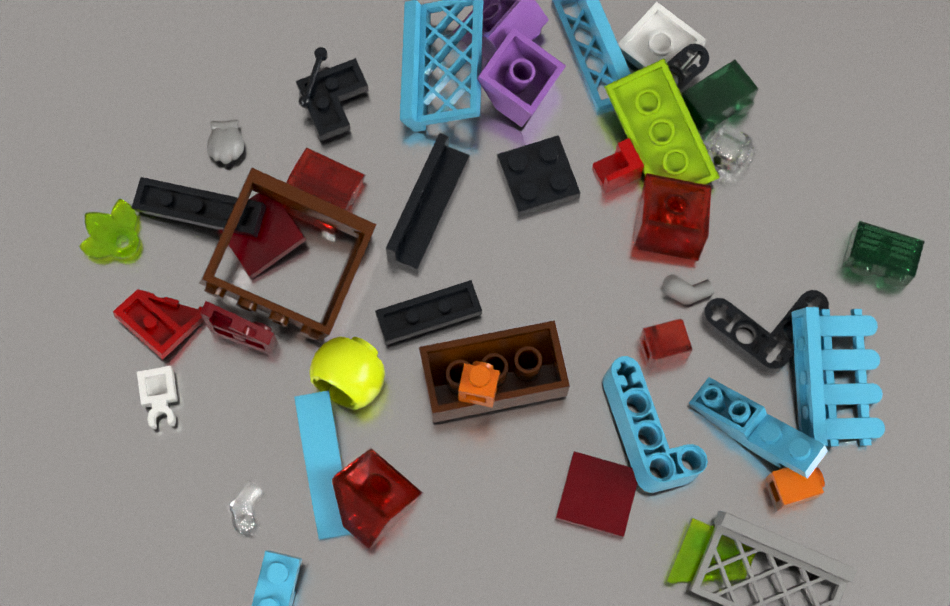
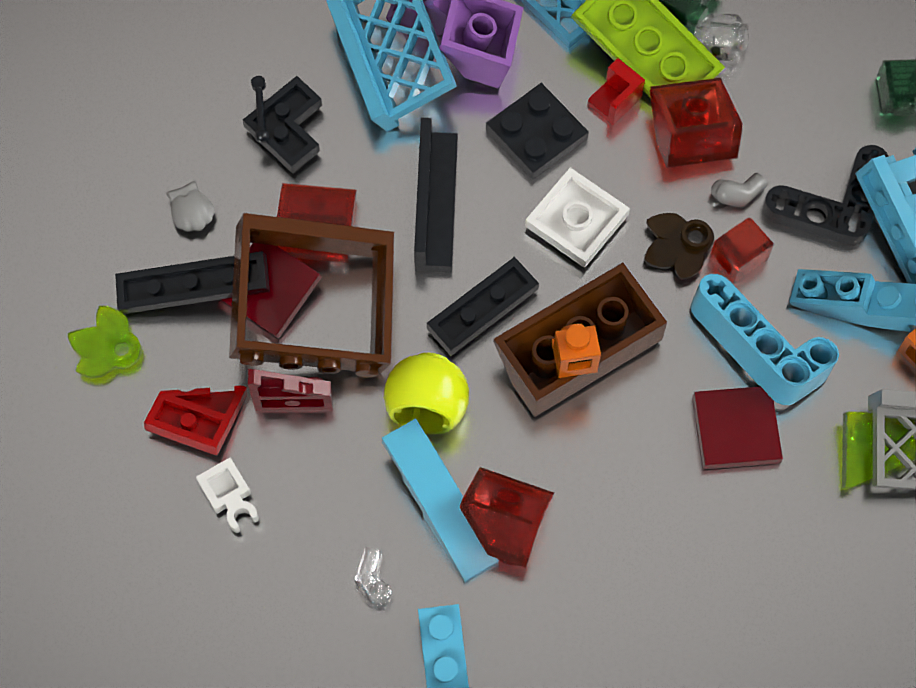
camera: 20 degrees left, 5 degrees down
(539, 264) = (577, 217): none -> white plate
(610, 318) = (674, 248): none -> dark brown plate

